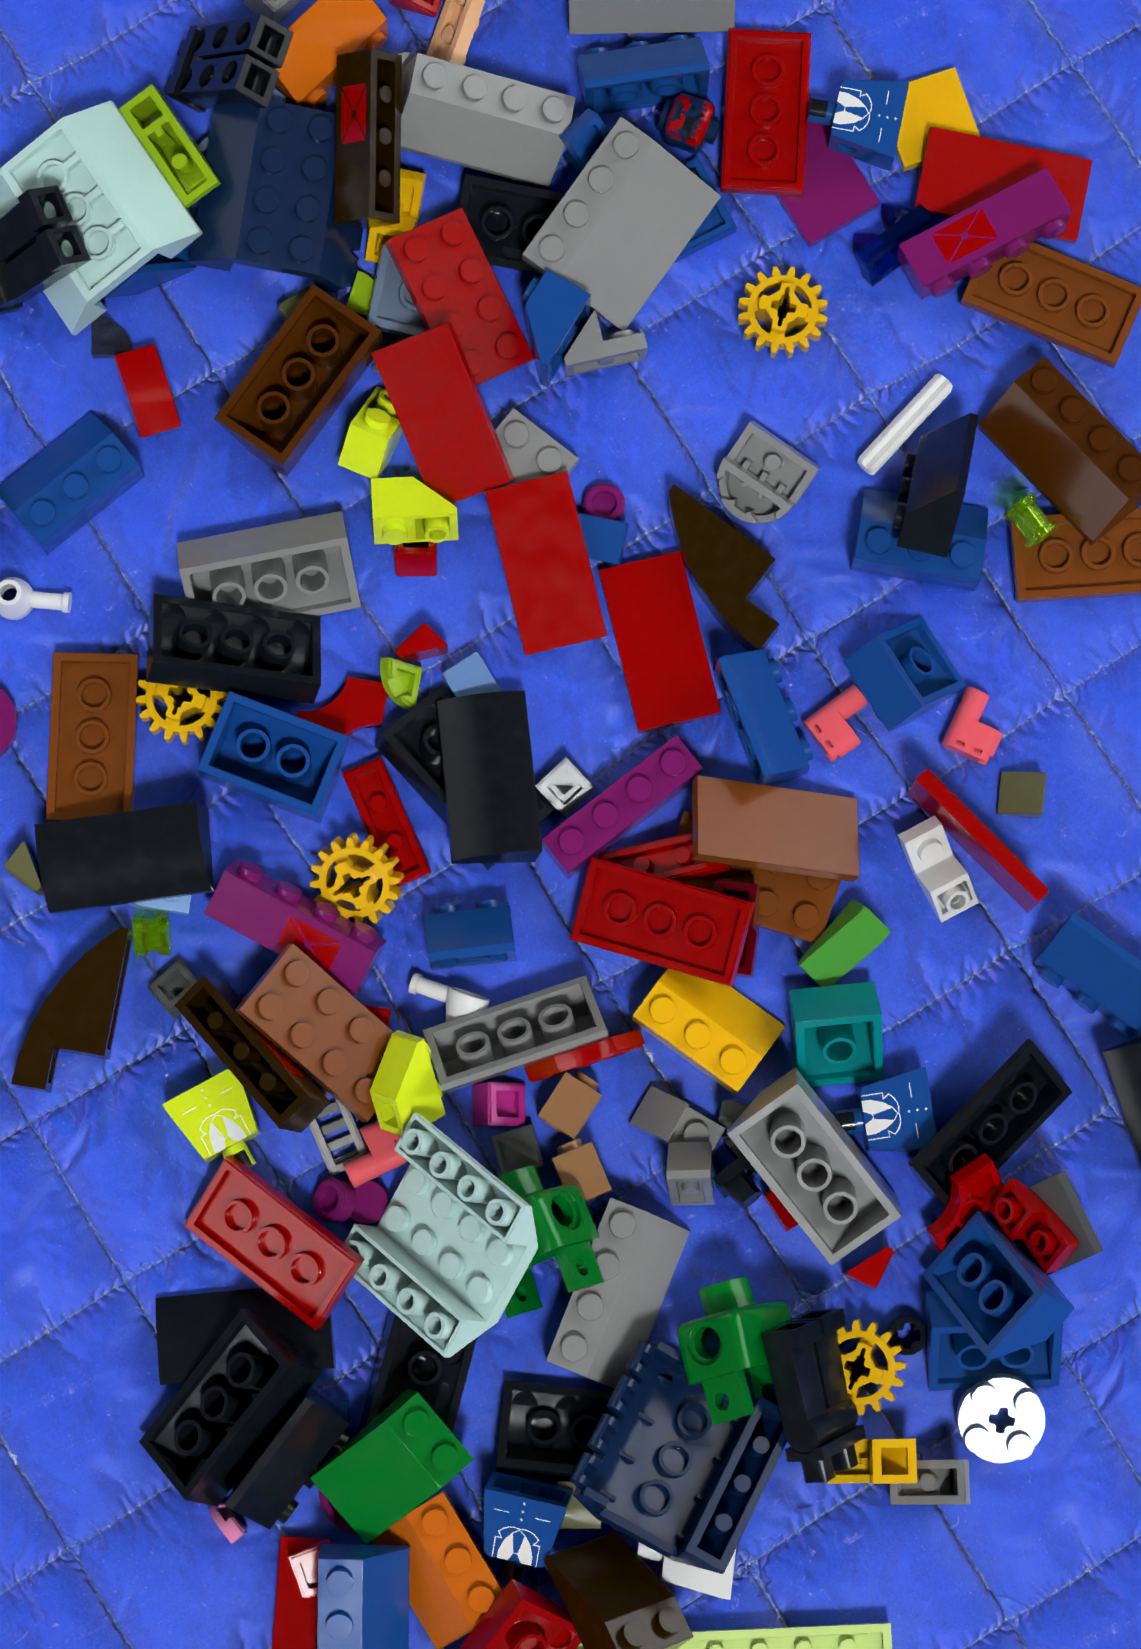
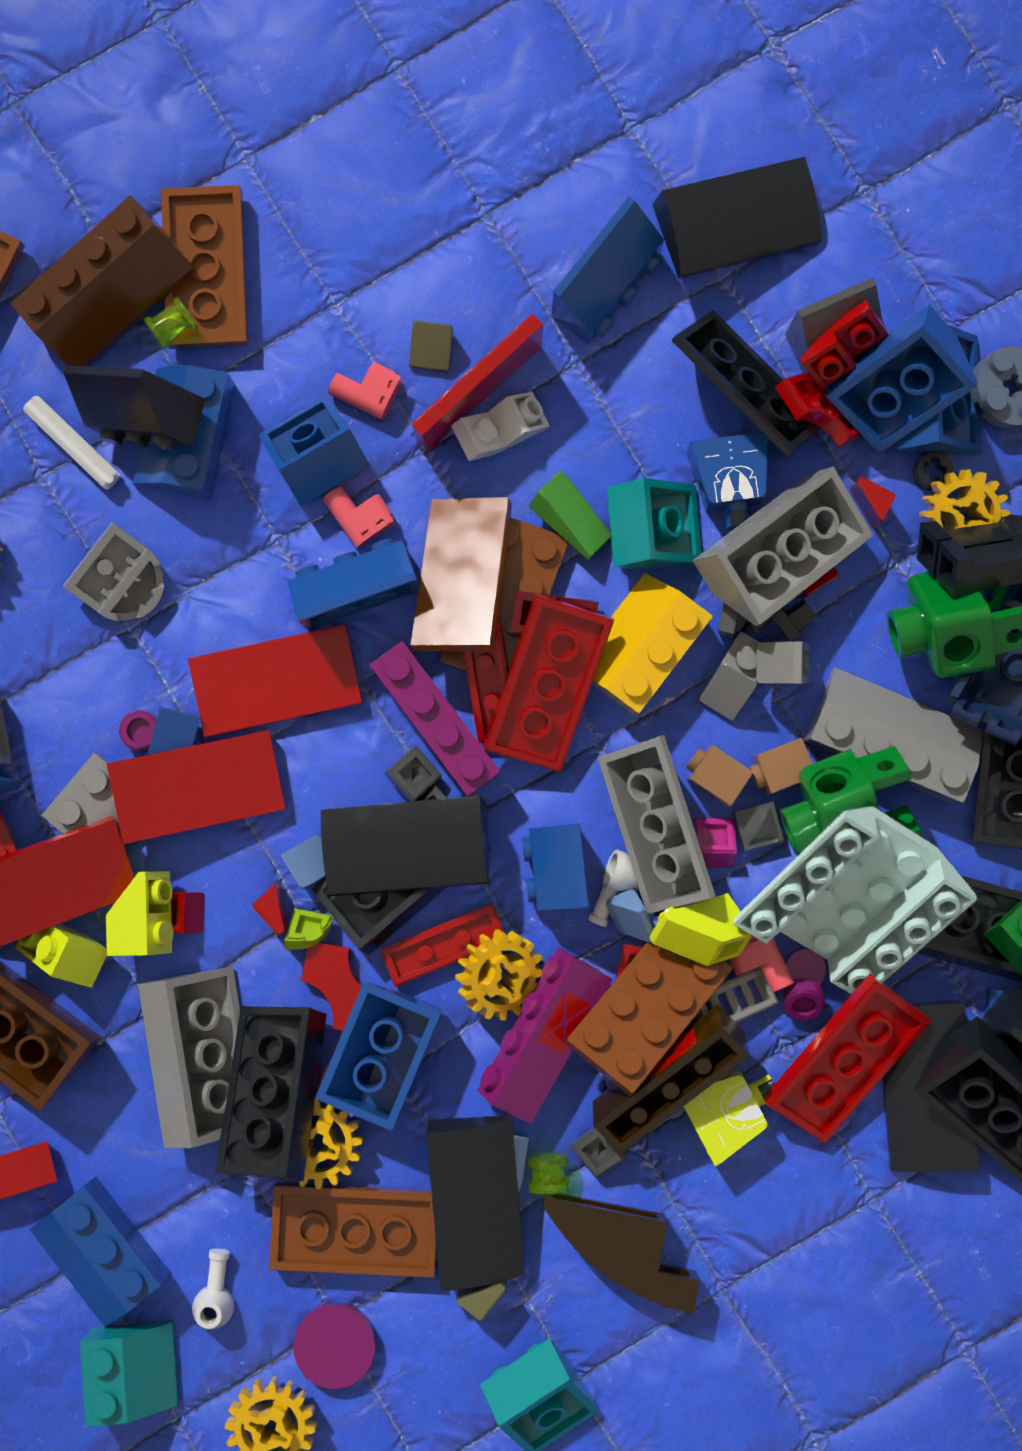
camera: 85 degrees left, 5 degrees up
(421, 1013) = (630, 915): none -> medium blue slope
(584, 1056) = (664, 726): red tile -> none
(723, 569) = (207, 618): dark brown slope -> none

